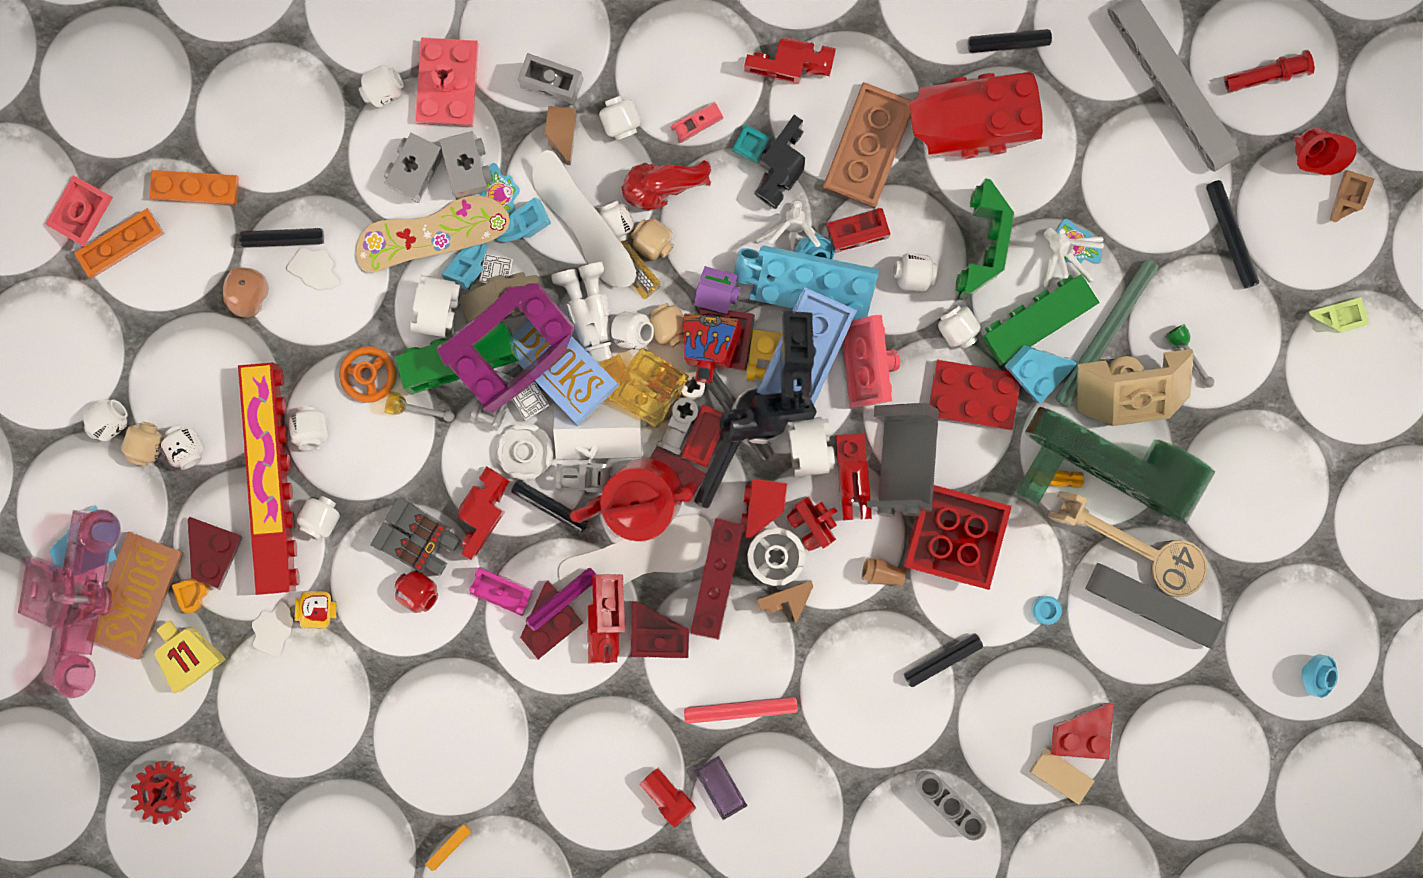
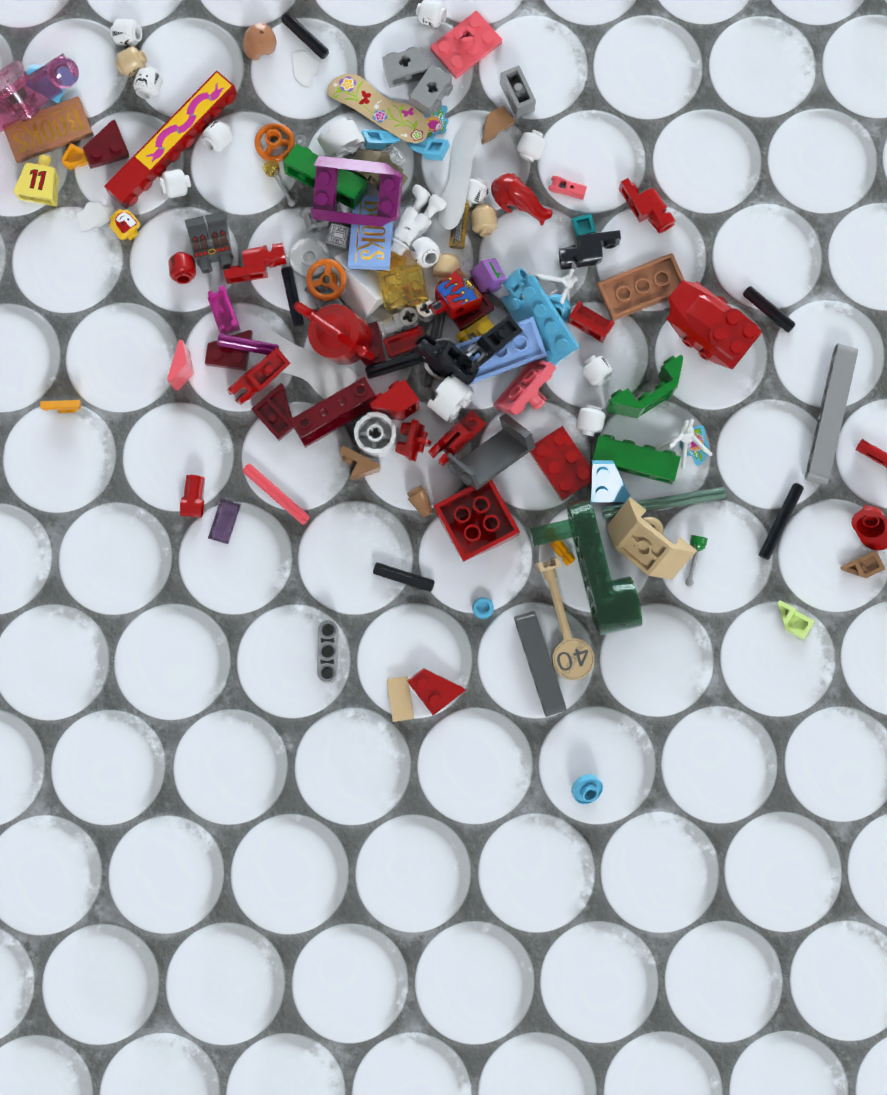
camera: 45 degrees right, 5 degrees down
(523, 687) = (181, 367): none -> coral slope
(570, 448) = (333, 279): none -> orange piece

